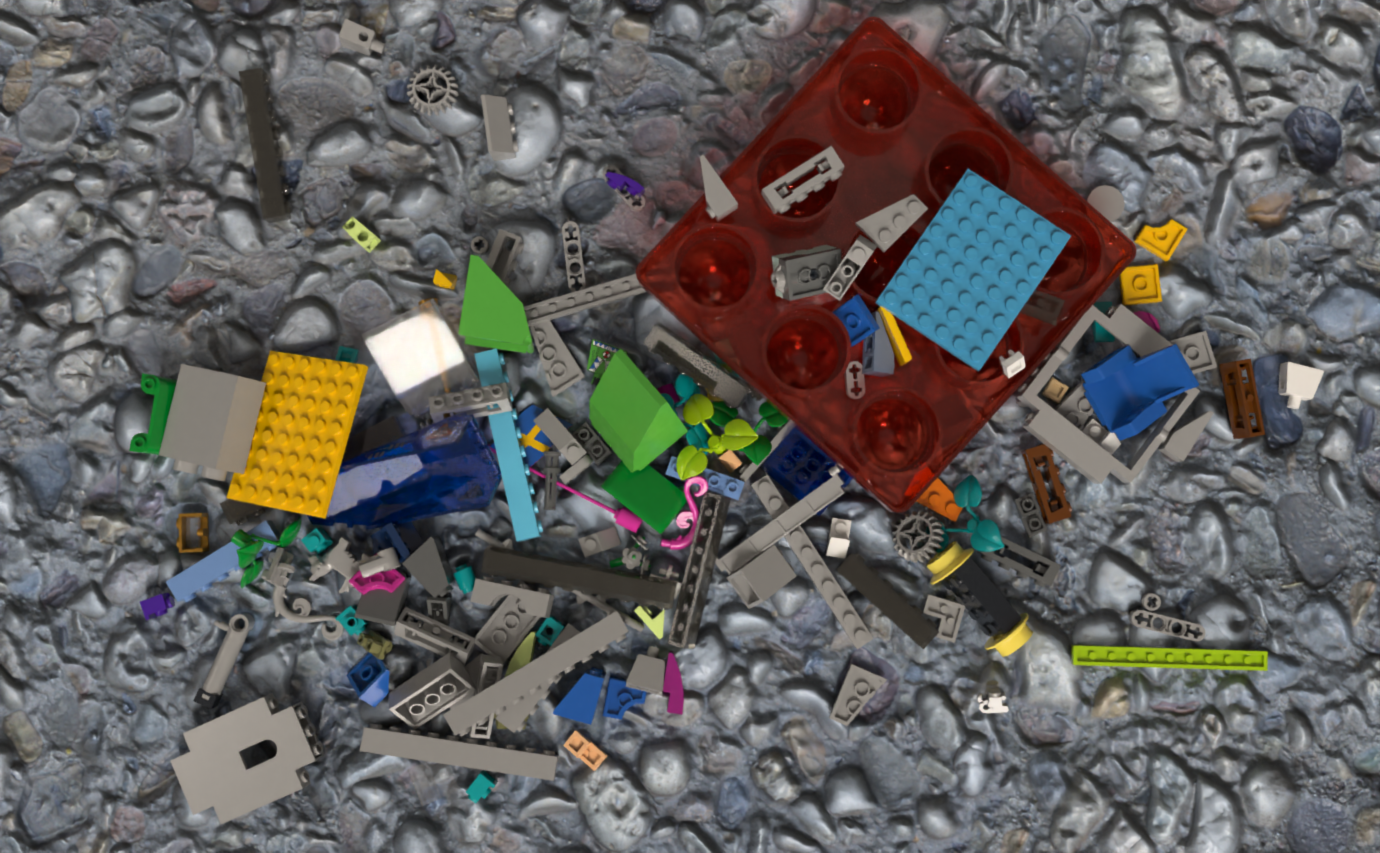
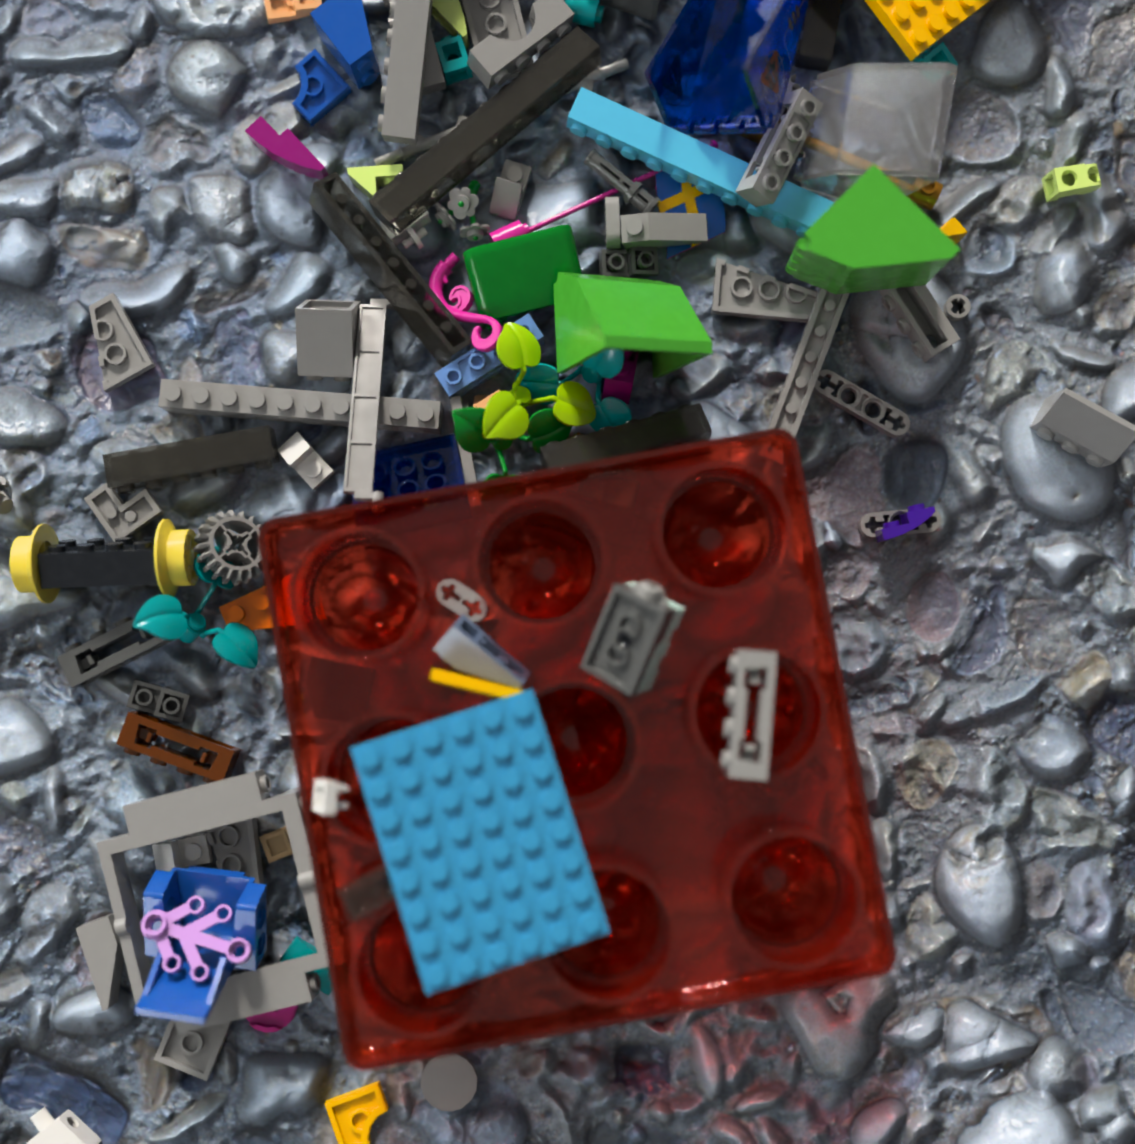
camera: 130 degrees right, 0 degrees up
(599, 359) = (726, 349): torso -> none
(647, 672) = (322, 129): light grey torso -> none
(717, 196) = (815, 598): light grey slope -> none
(850, 267) = (598, 689): light grey slope -> none
(856, 319) = (531, 652): blue tile -> none
(891, 222) = (615, 786): light grey wing -> none
(1138, 391) = (192, 936): none -> lavender plant
(1140, 285) = (318, 1047): yellow tile -> none
(1241, 399) = (92, 1058): reddish brown brick -> none

